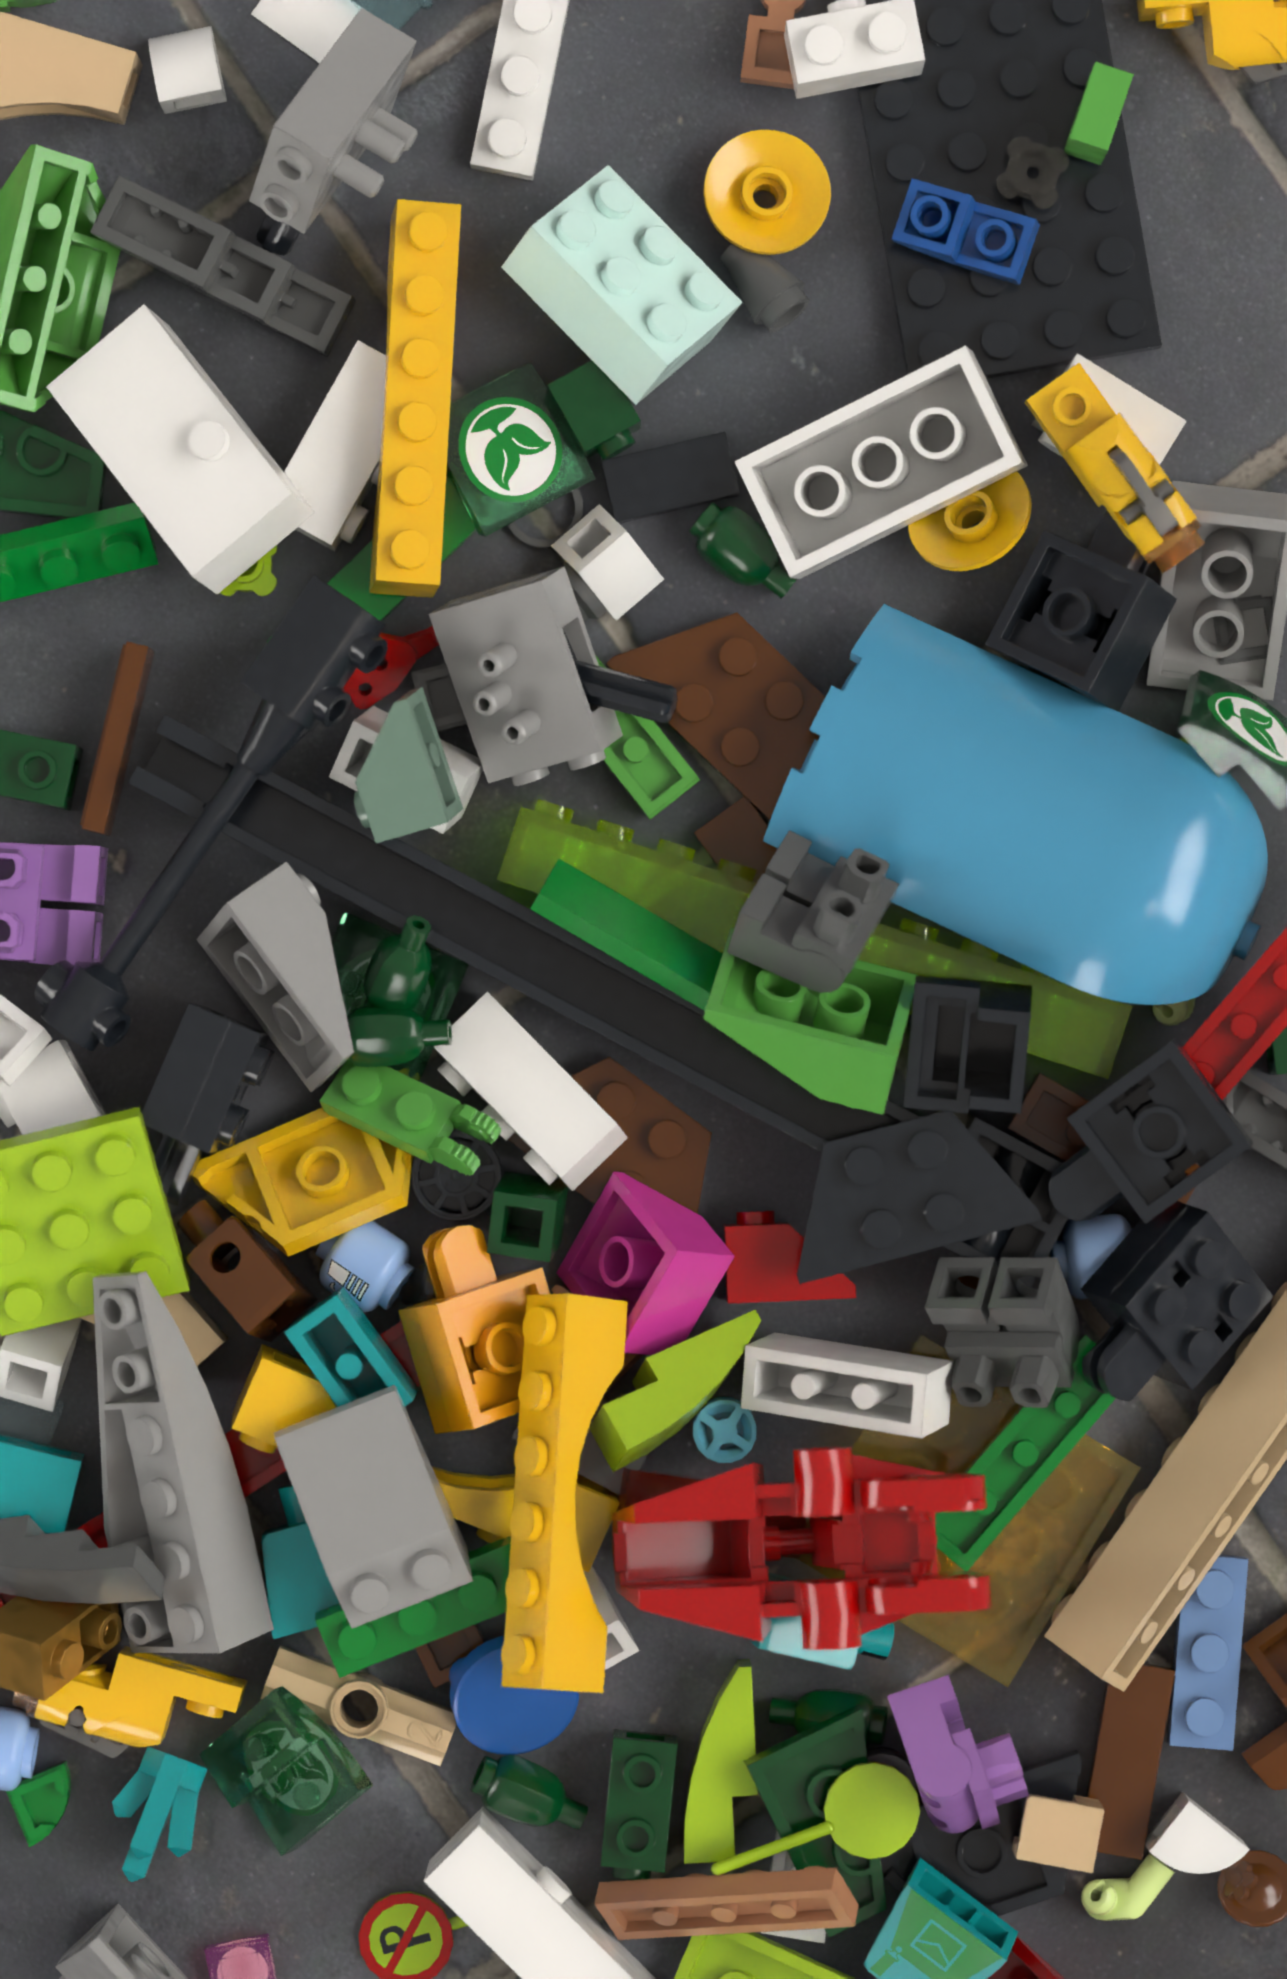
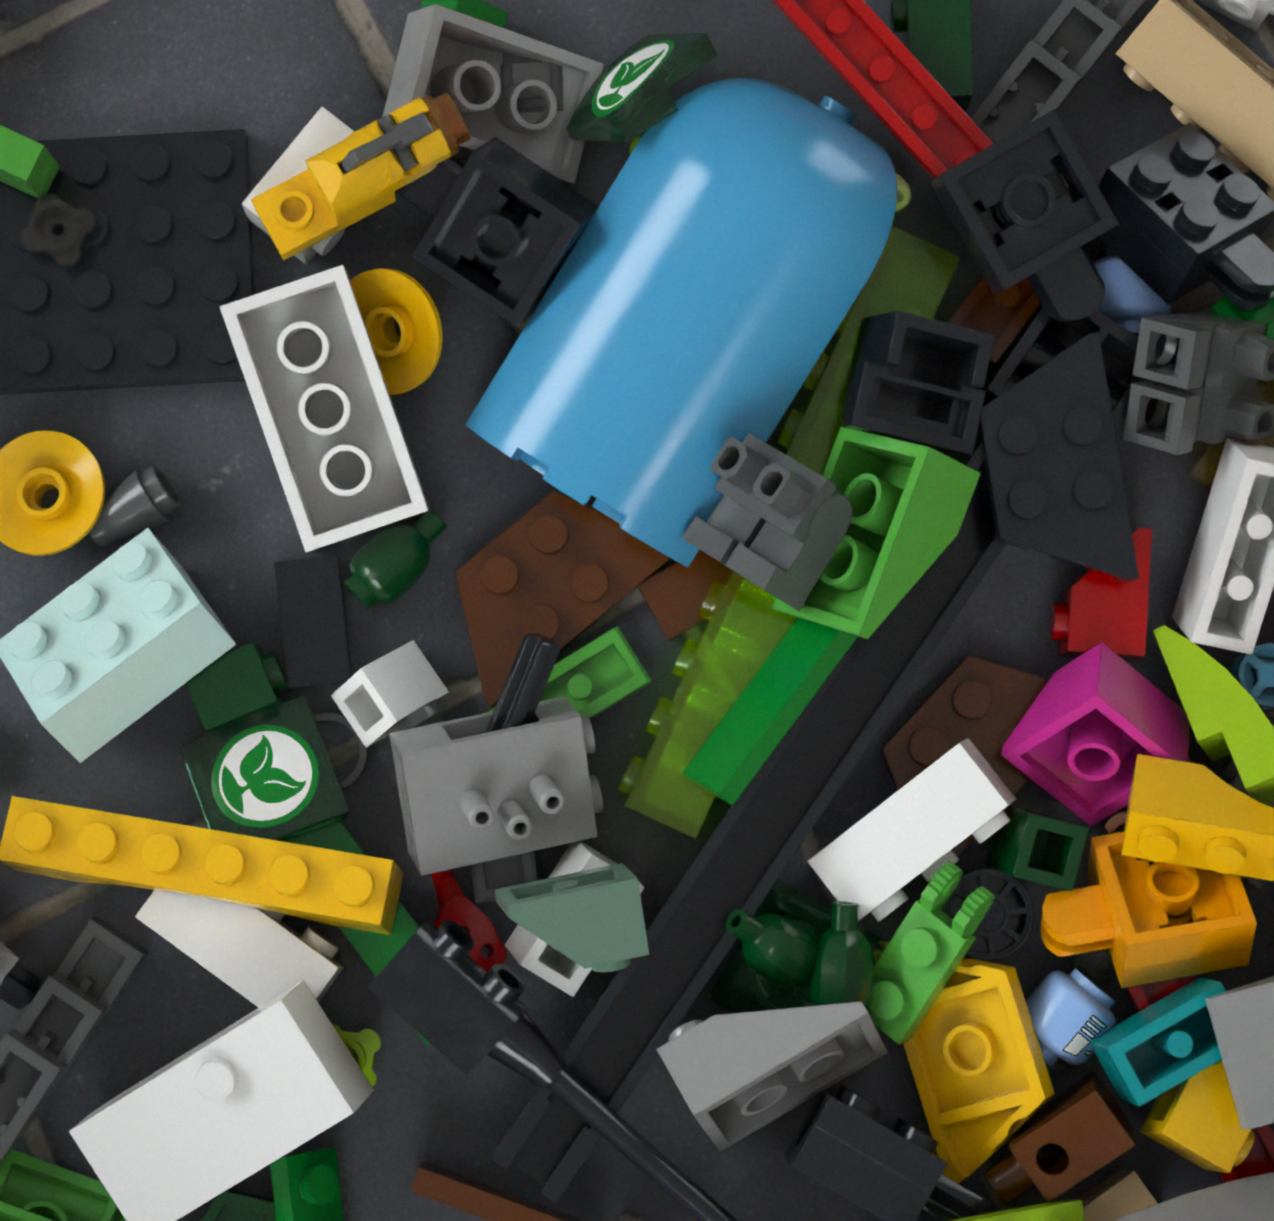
camera: 80 degrees left, 5 degrees down
(965, 231) = (108, 302): blue slope -> none

